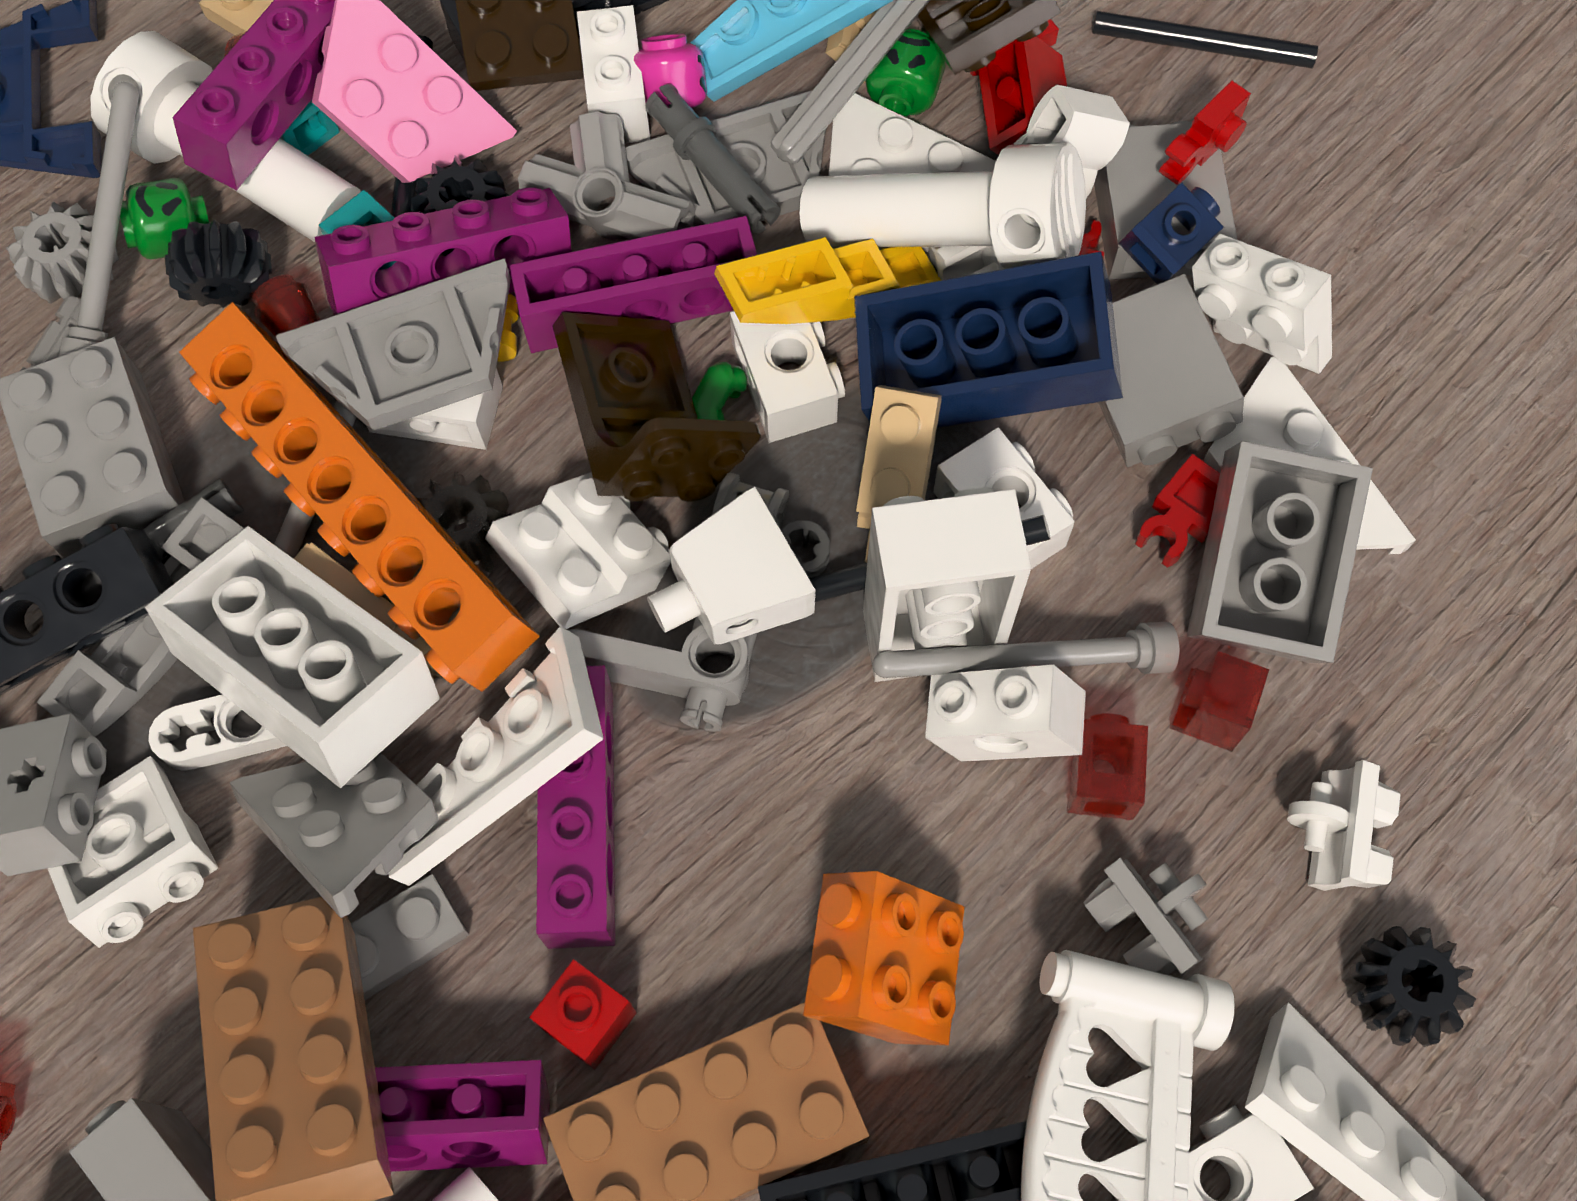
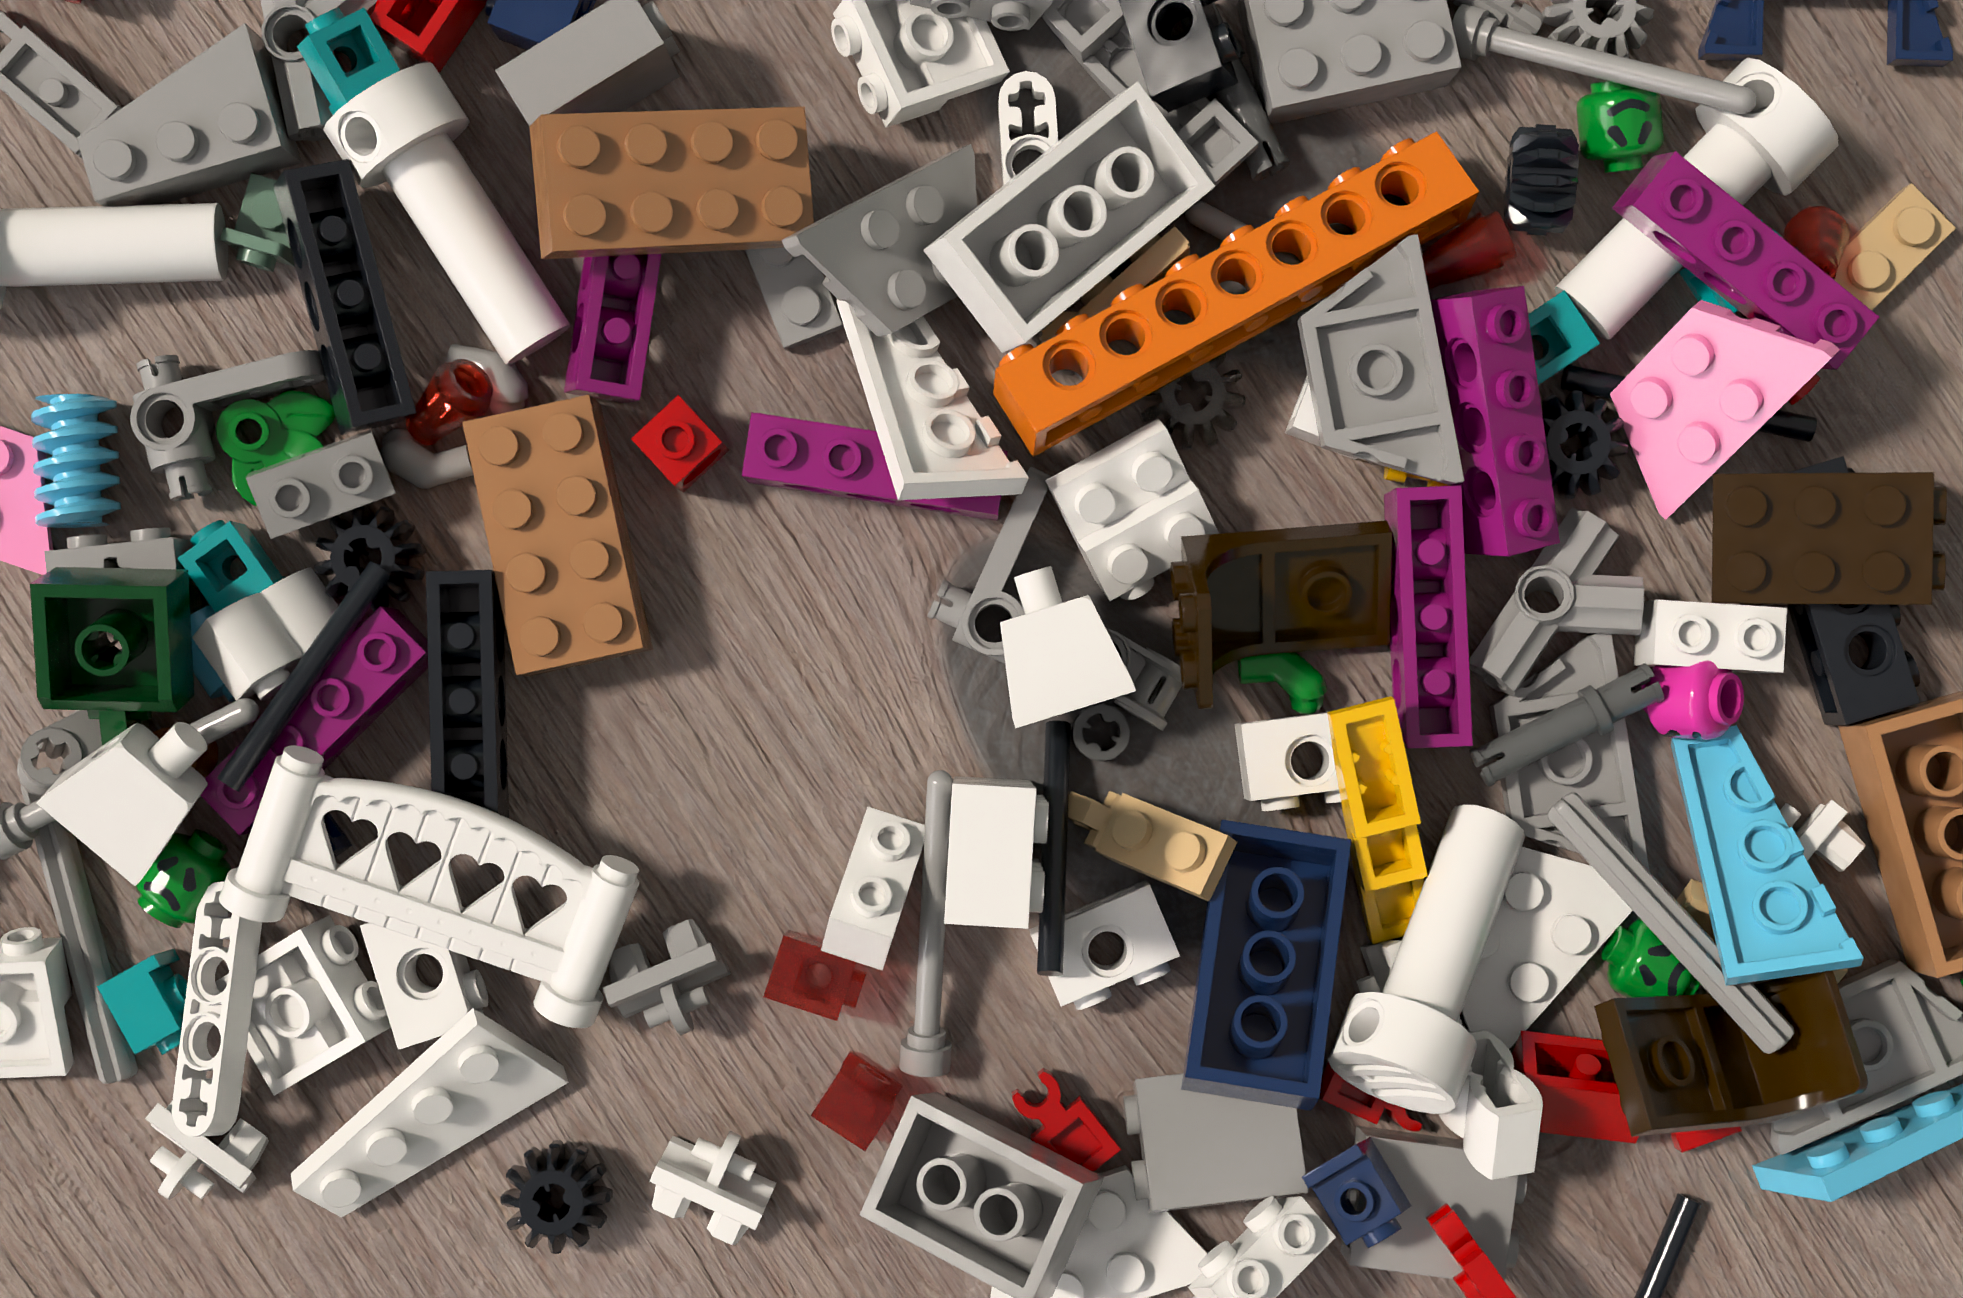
camera: 95 degrees right, 20 degrees up
(885, 959) = (666, 722): orange brick -> none

